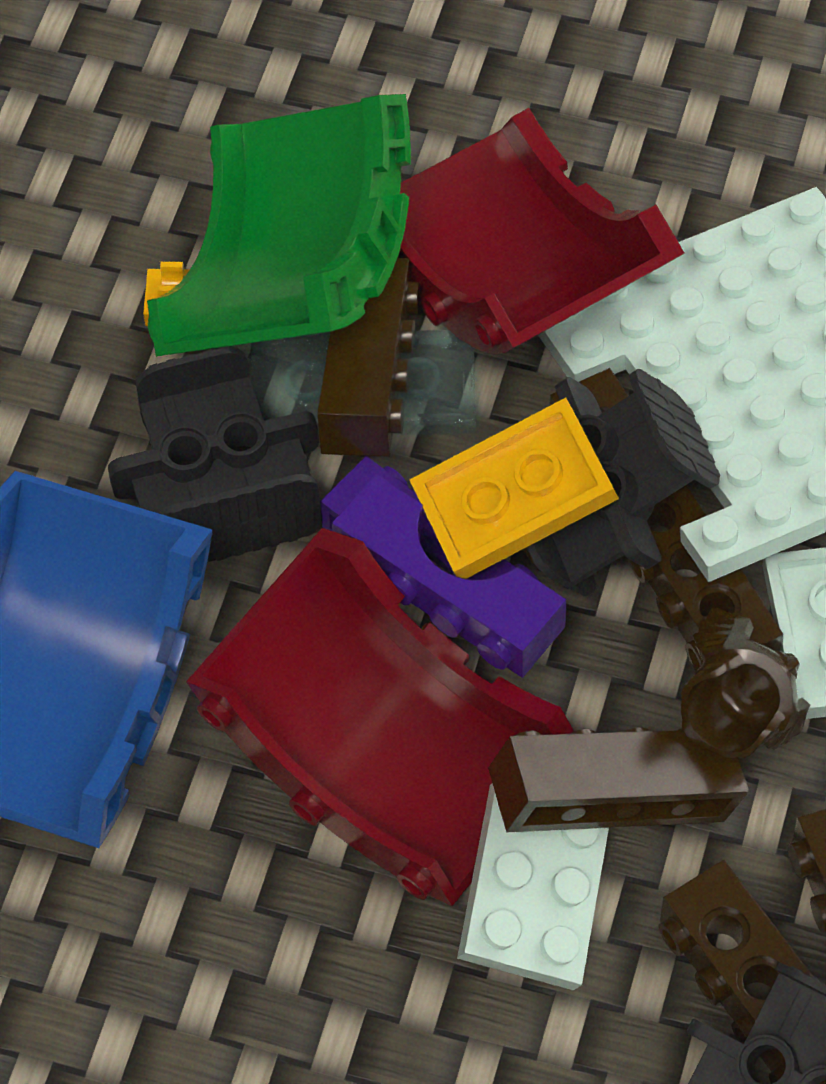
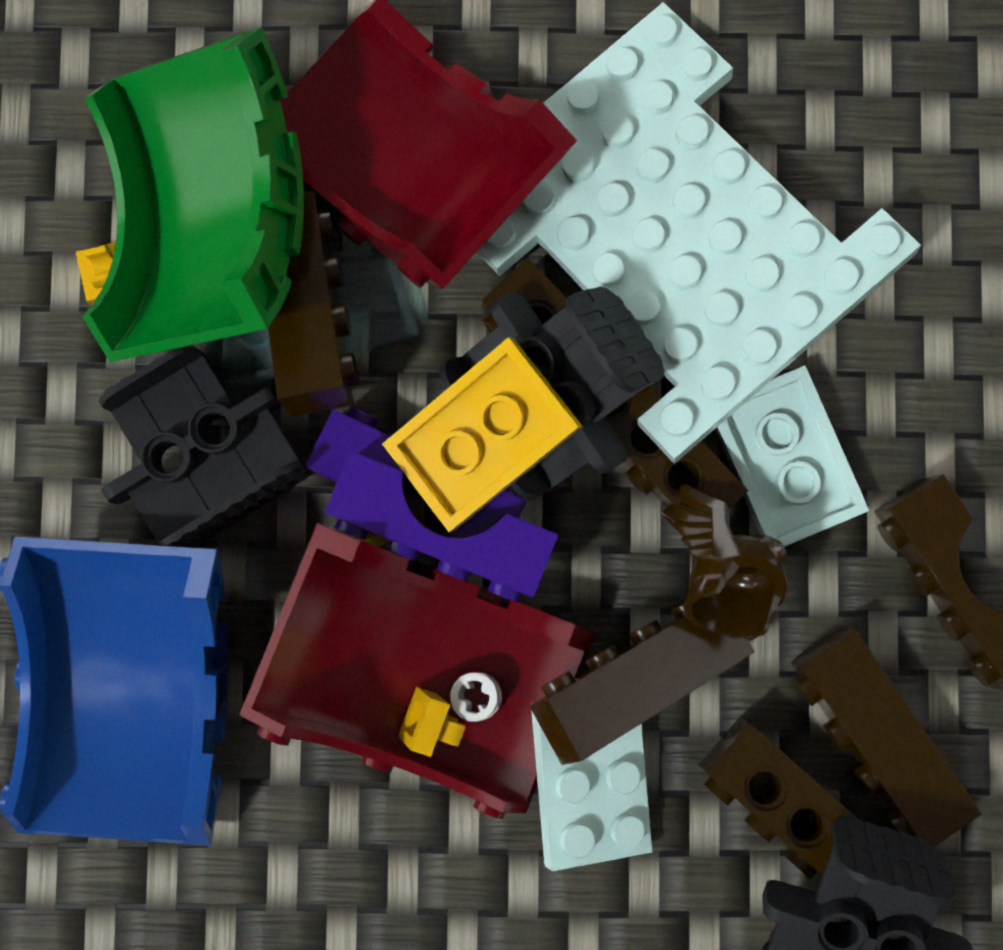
camera: 15 degrees left, 25 degrees up
(375, 781) = (428, 722): none -> yellow tile
(426, 756) = (463, 706): none -> white bush

